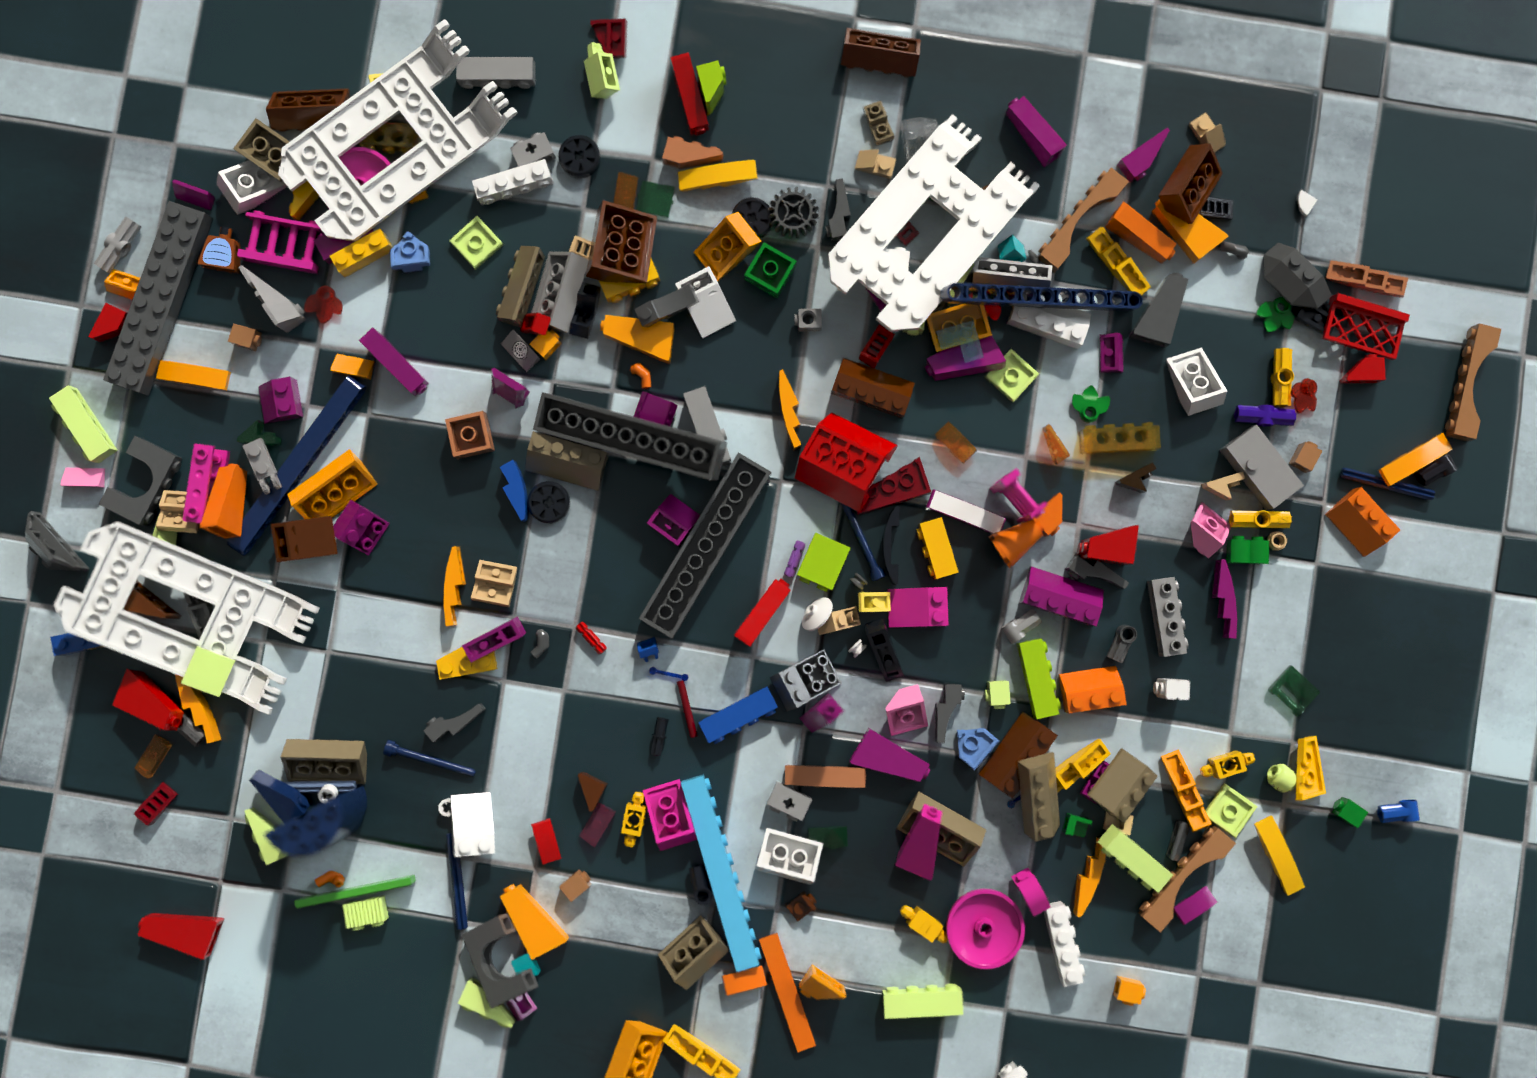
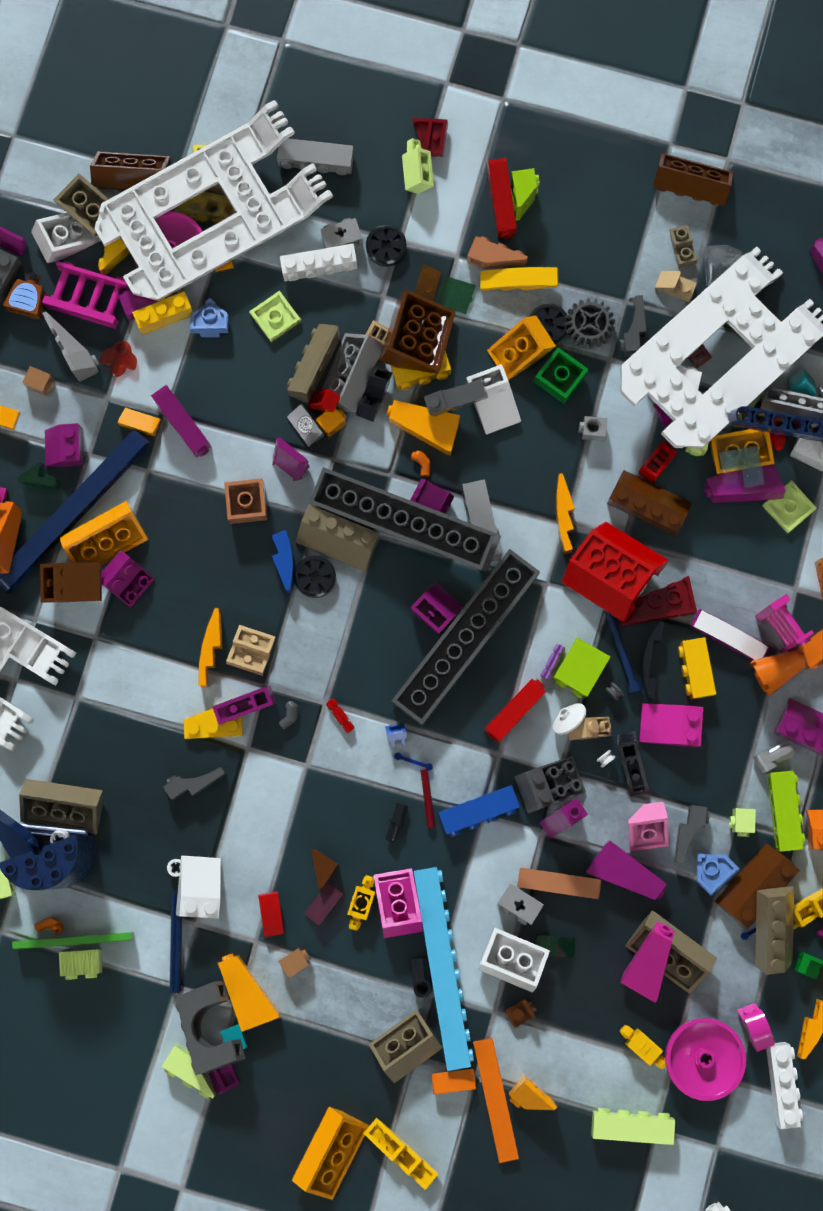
camera: 15 degrees right, 5 degrees down
(262, 464) = (39, 504): light grey hinge -> none
(392, 748) = (129, 802): dark blue piece -> none
(874, 601) = (628, 714): light yellow slope -> none
(955, 442) = (726, 565): clear orange slope -> none

